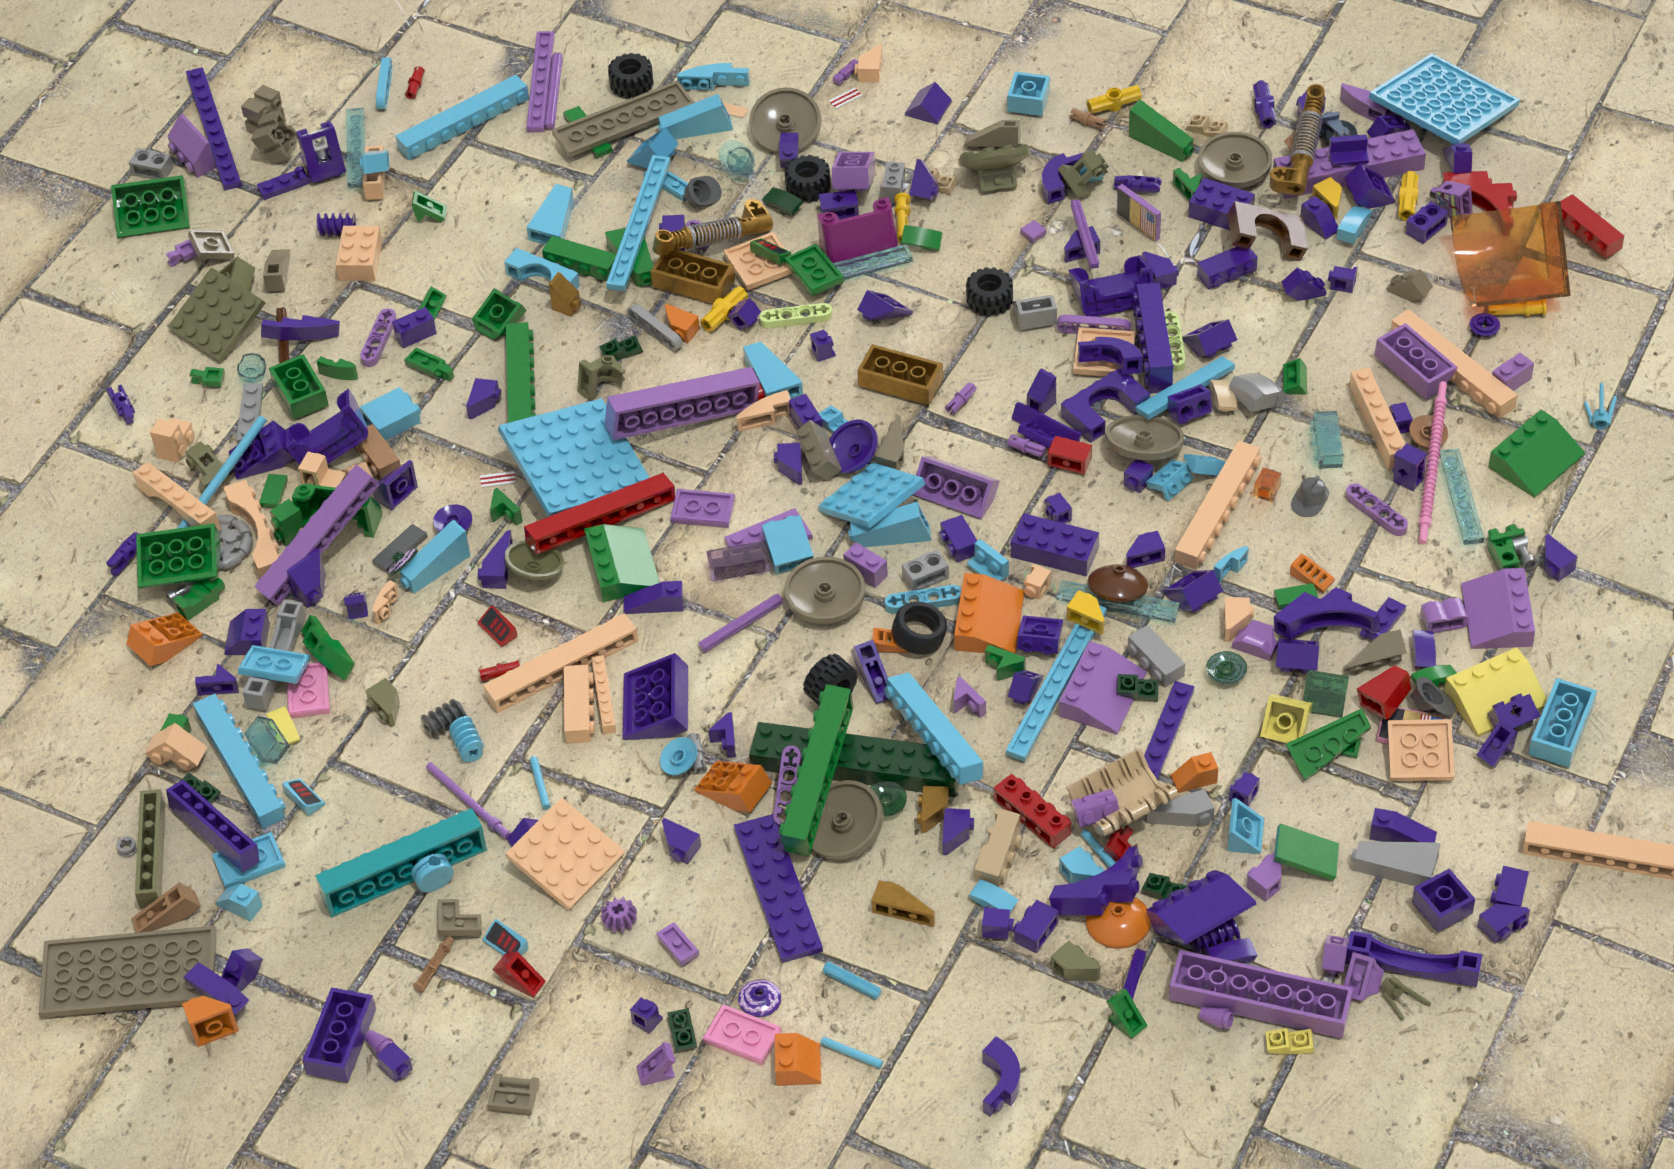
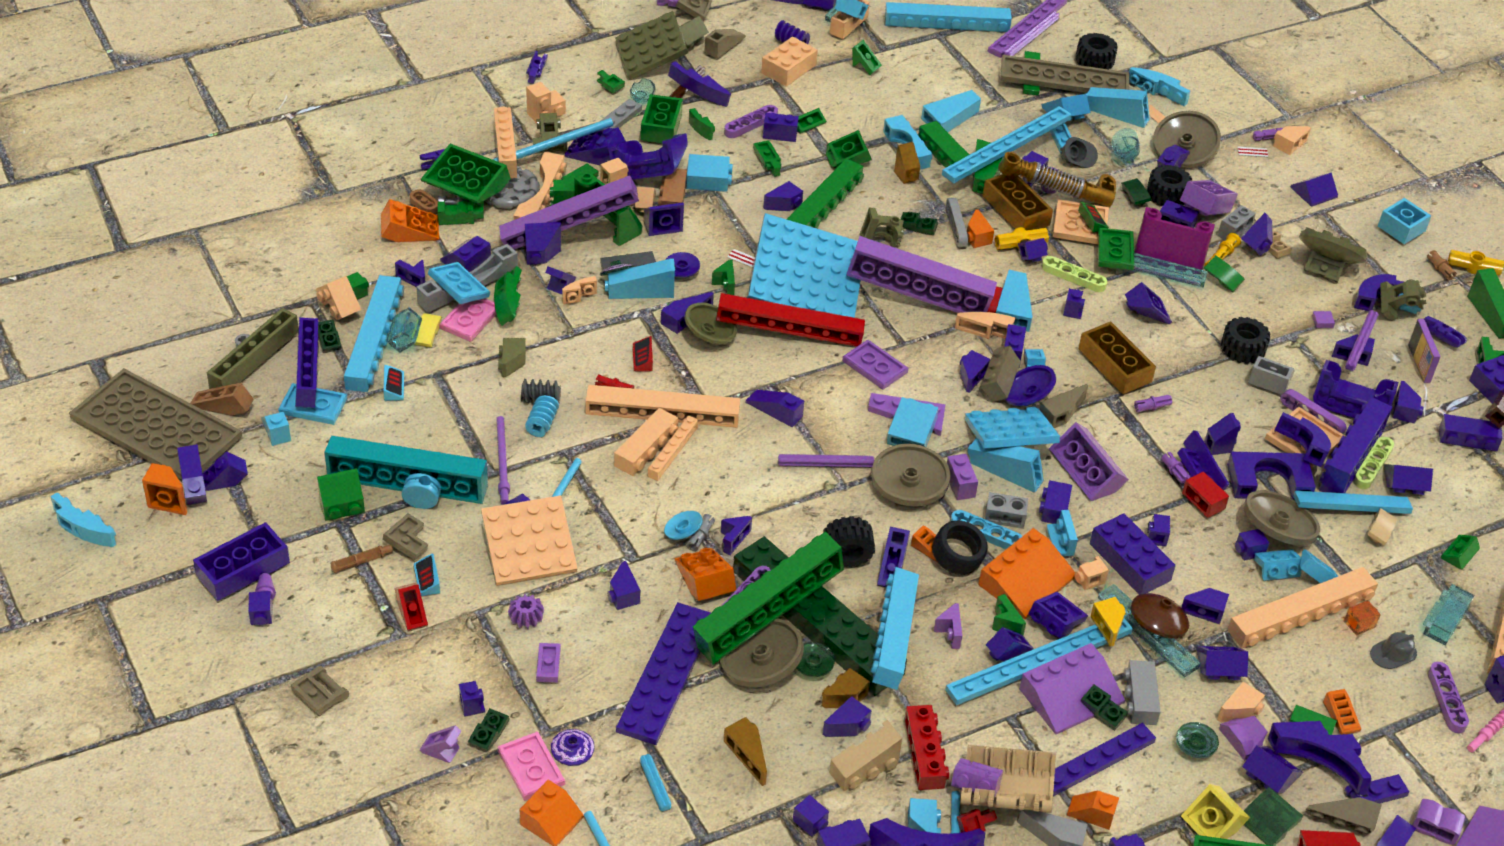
camera: 30 degrees right, 5 degrees down
(155, 606) = (424, 201): none -> medium nougat plate
(165, 1099) = (82, 525): none -> medium azure slope
(366, 922) = (340, 494): none -> green slope
(620, 560) = (776, 361): slope -> none
(656, 699) = (708, 475): dark purple slope -> none
(738, 561) = (864, 415): clear purple brick -> none
(992, 896) = (830, 794): medium azure slope -> none
(996, 135) = (1358, 235): dark tan slope -> none
(1189, 404) = (1346, 510): dark purple brick -> none
(1233, 561) = (1278, 658): medium azure slope -> none
(1257, 391) = (1414, 540): light grey slope -> none

